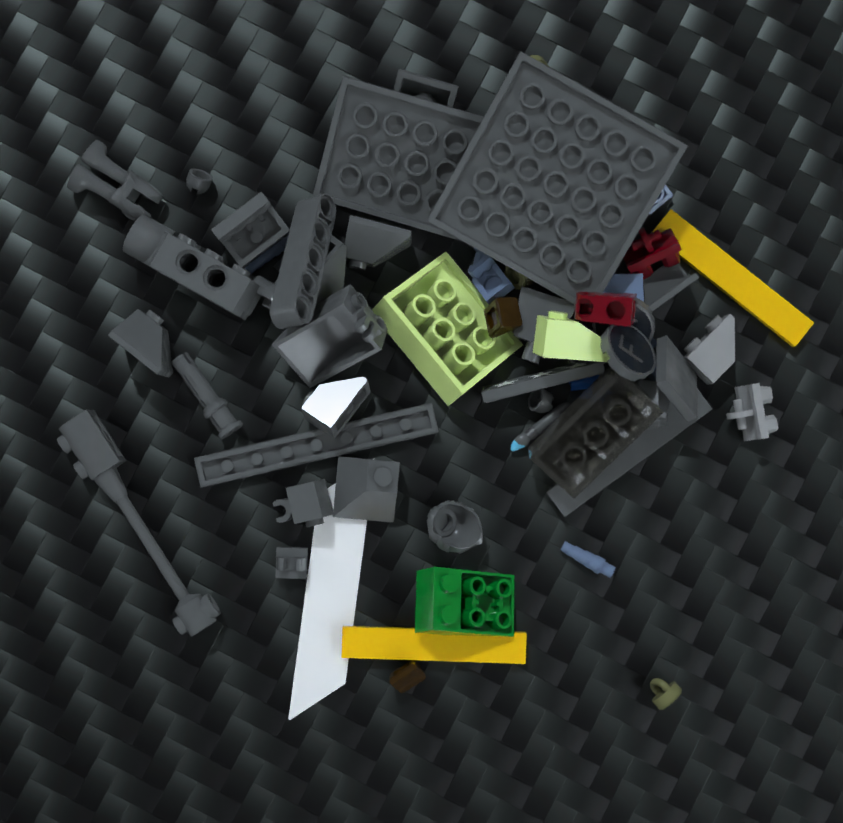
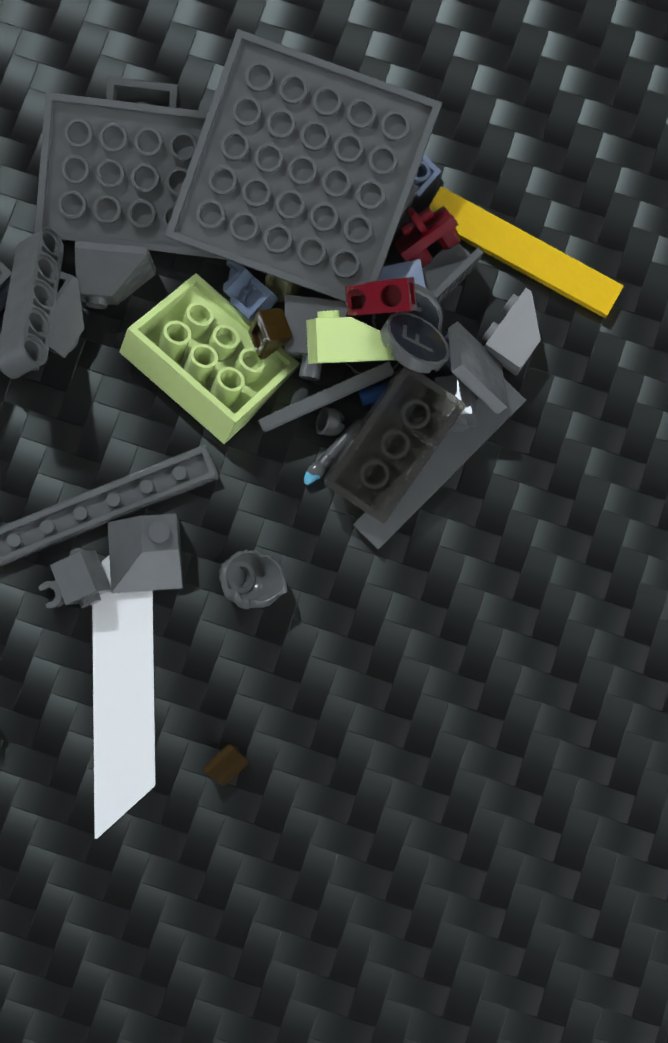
camera: 10 degrees left, 5 degrees down
(291, 562) = (71, 653): dark grey tile -> none
(335, 404) = (94, 461): slope -> none
(336, 338) = (77, 385): dark grey piece -> none
(405, 644) = (250, 722): yellow tile -> none
(464, 602) = (277, 665): green slope -> none
(588, 559) = (416, 595): sand blue animal -> none
(667, 695) = (530, 736): olive tile -> none
(750, 411) = (569, 396): light grey hips -> none

